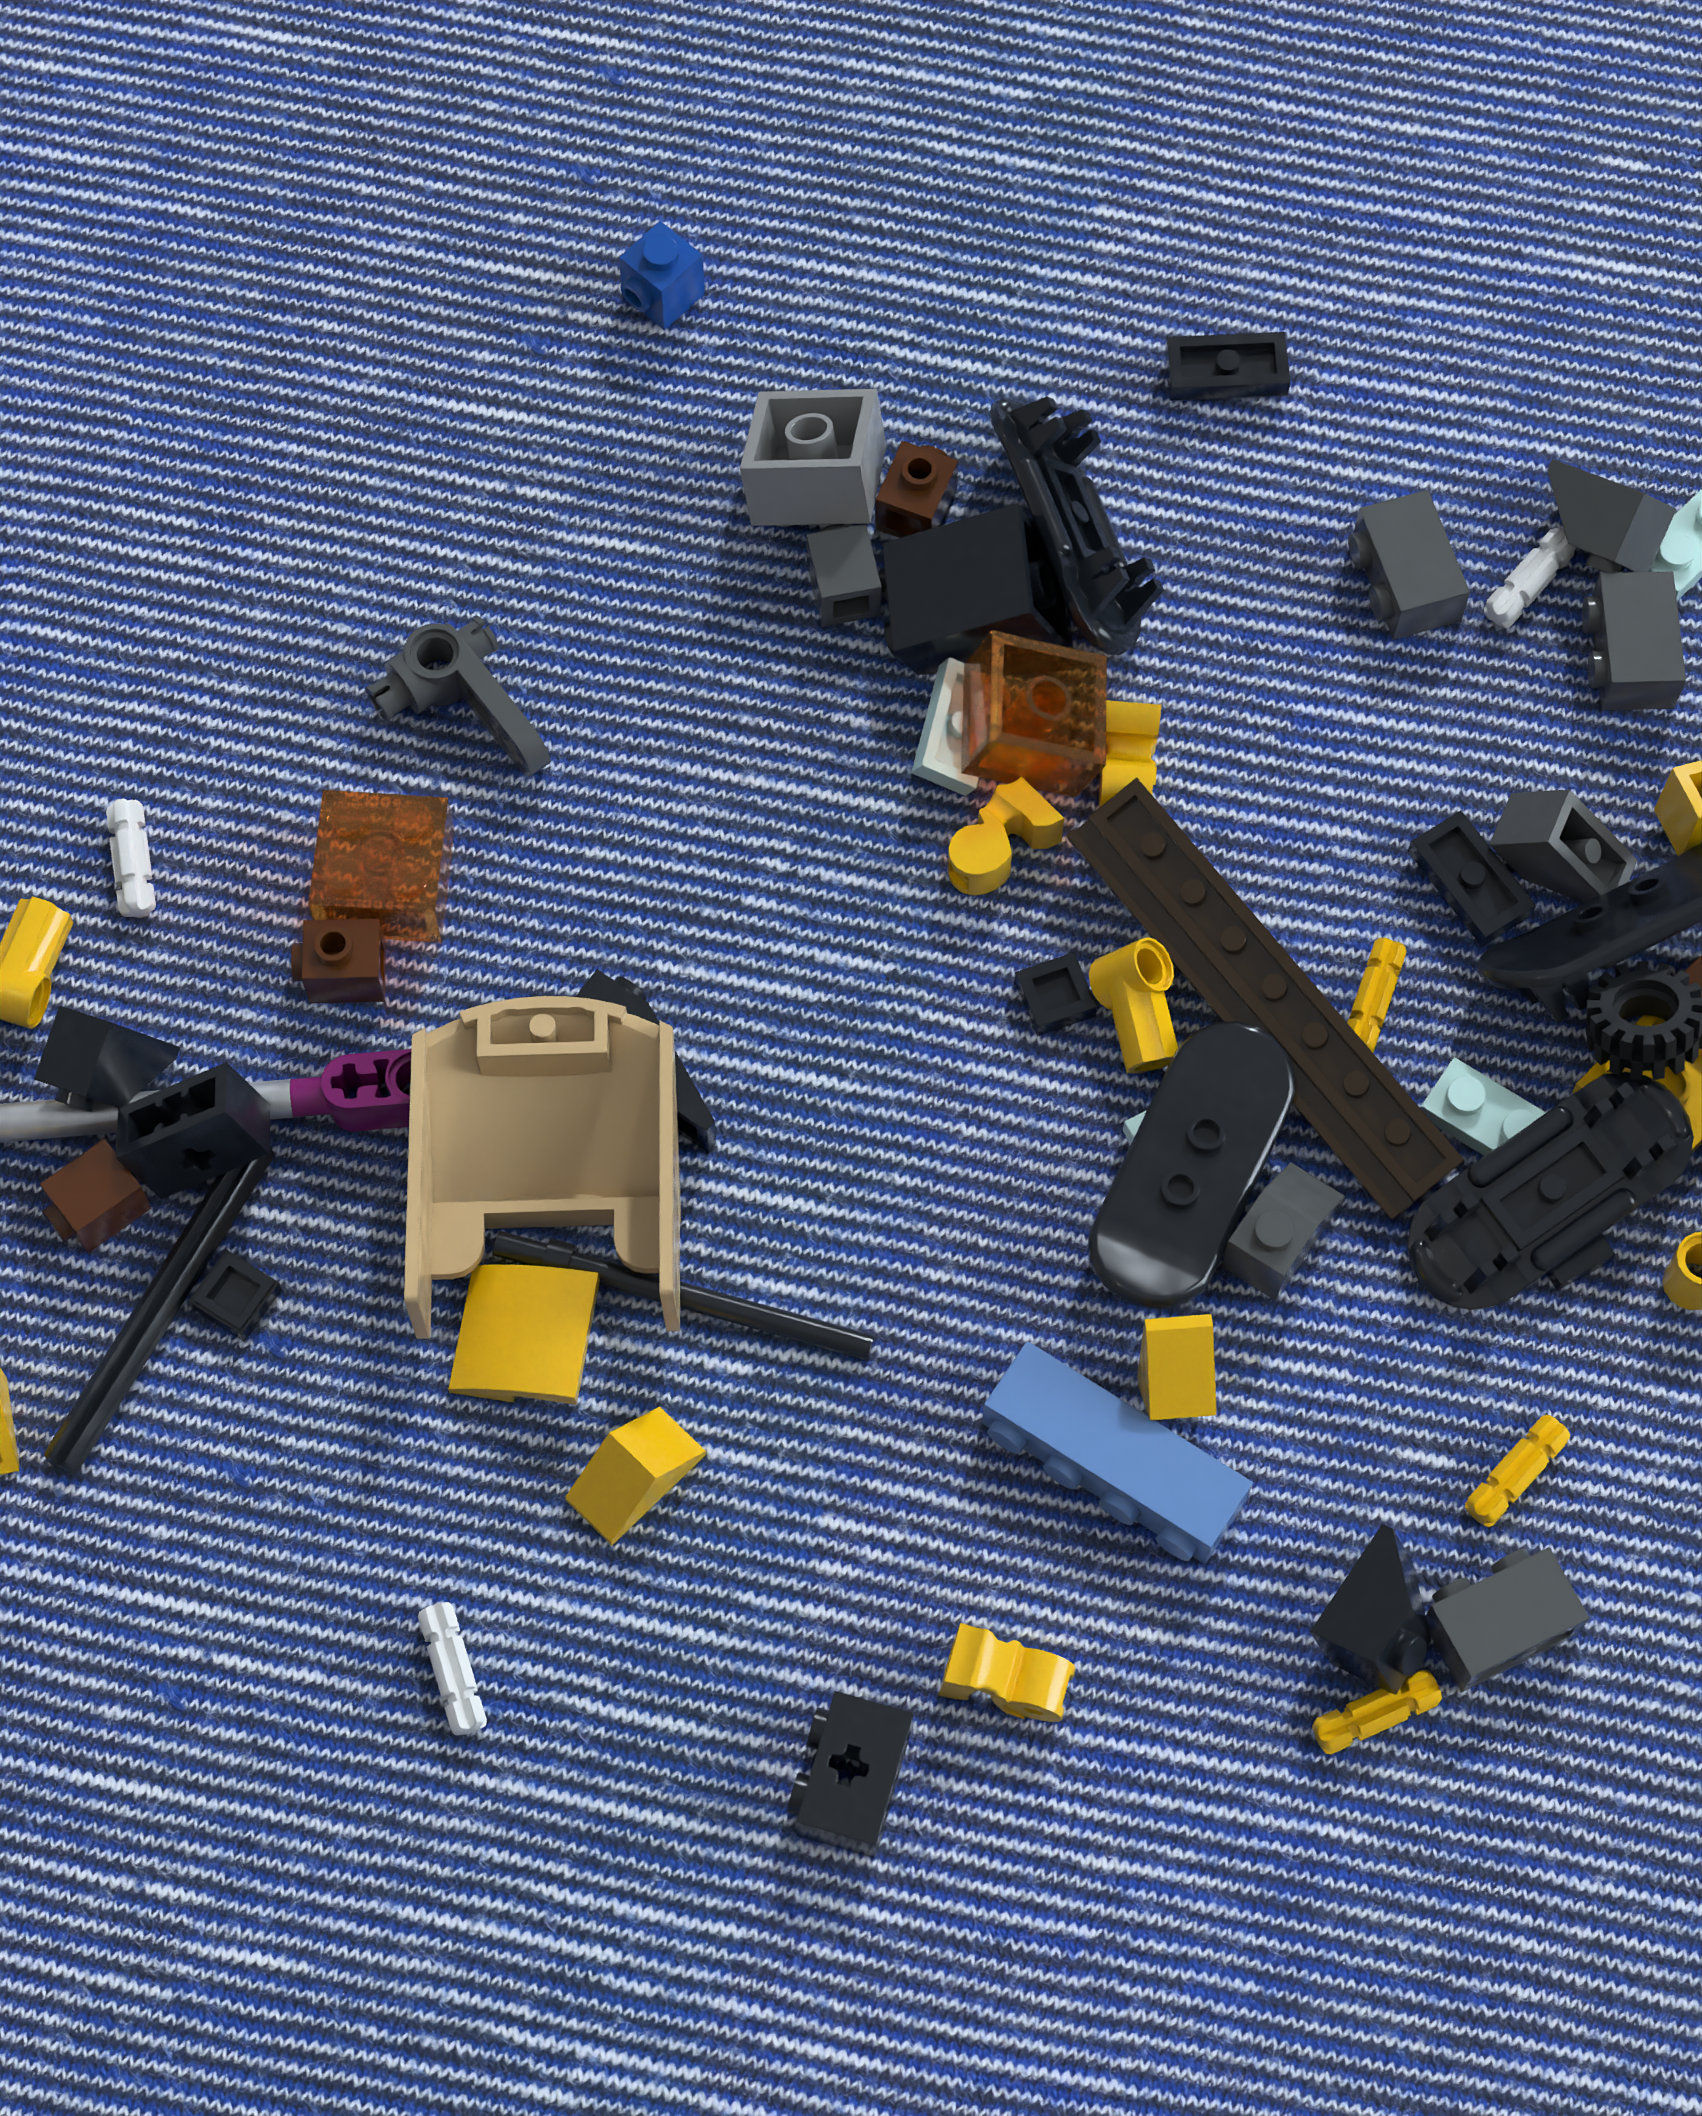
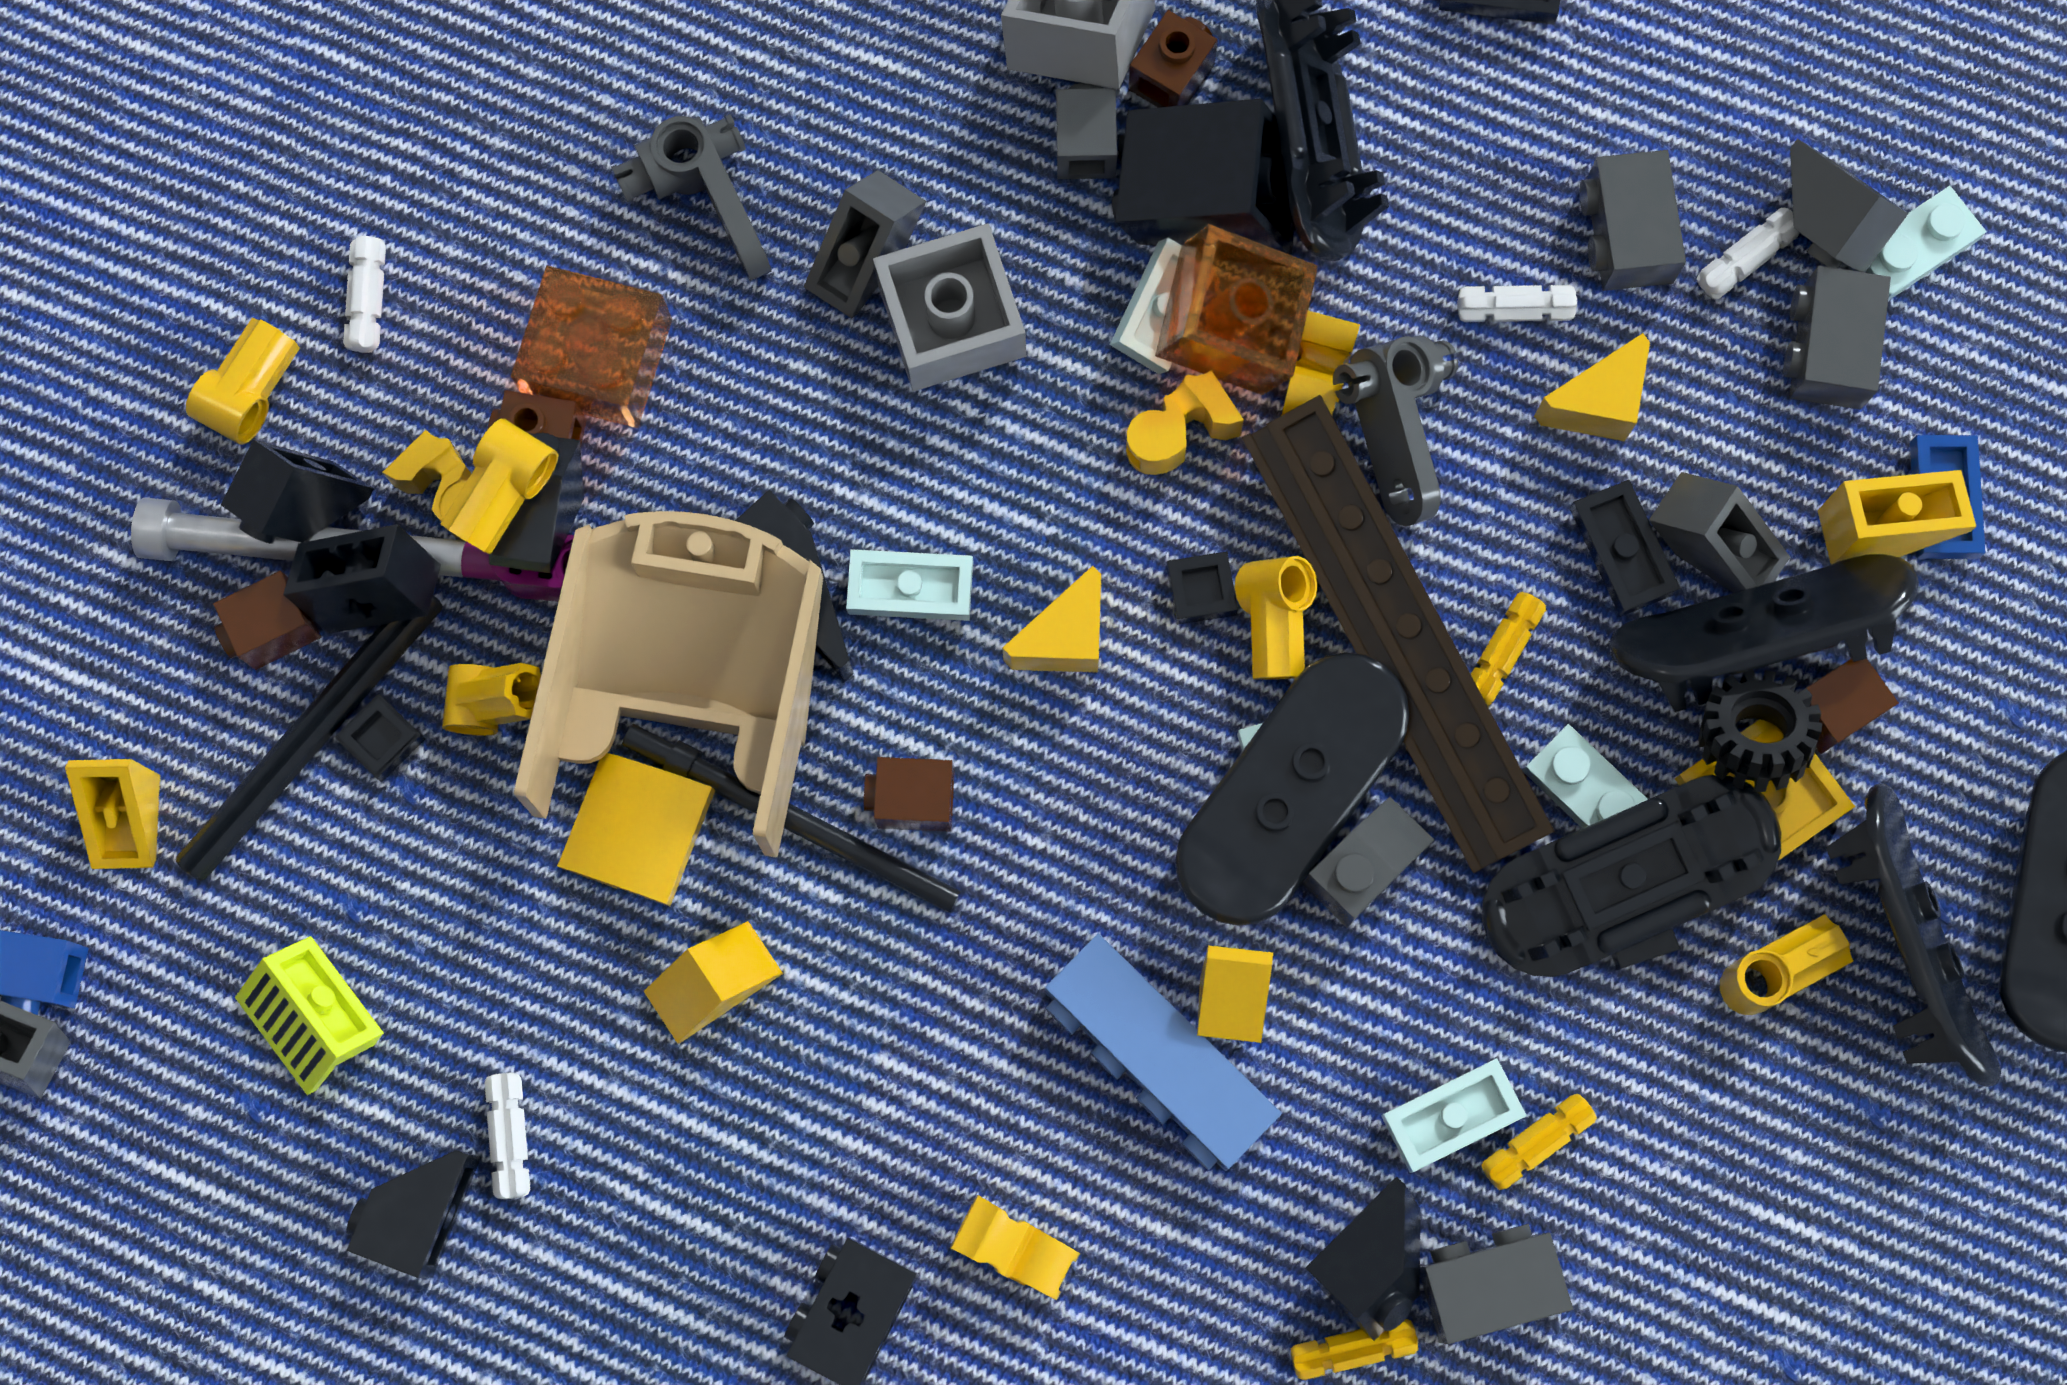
camera: 15 degrees right, 10 degrees up
(213, 1585) = (307, 1012): none -> neon yellow panel
(278, 1045) = (426, 461): none -> yellow leg
(333, 984) = (506, 472): none -> yellow piece
(341, 1228) = (487, 696): none -> yellow piece
(362, 1018) = (545, 520): none -> black slope
(370, 1763) = (412, 1215): none -> black slope
(639, 717) = (870, 221): none -> dark grey slope
(743, 762) = (950, 307): none -> light grey brick
(758, 1042) = (909, 585): none -> light aqua plate
(804, 1246) = (911, 794): none -> reddish brown brick
(926, 1061) = (1064, 633): none -> yellow slope
(1200, 765) = (1384, 389): none -> dark grey piece
(1311, 664) = (1517, 303): none -> white axle
(1415, 738) = (1603, 397): none -> yellow slope
(1425, 1459) = (1453, 1115): none -> light aqua plate

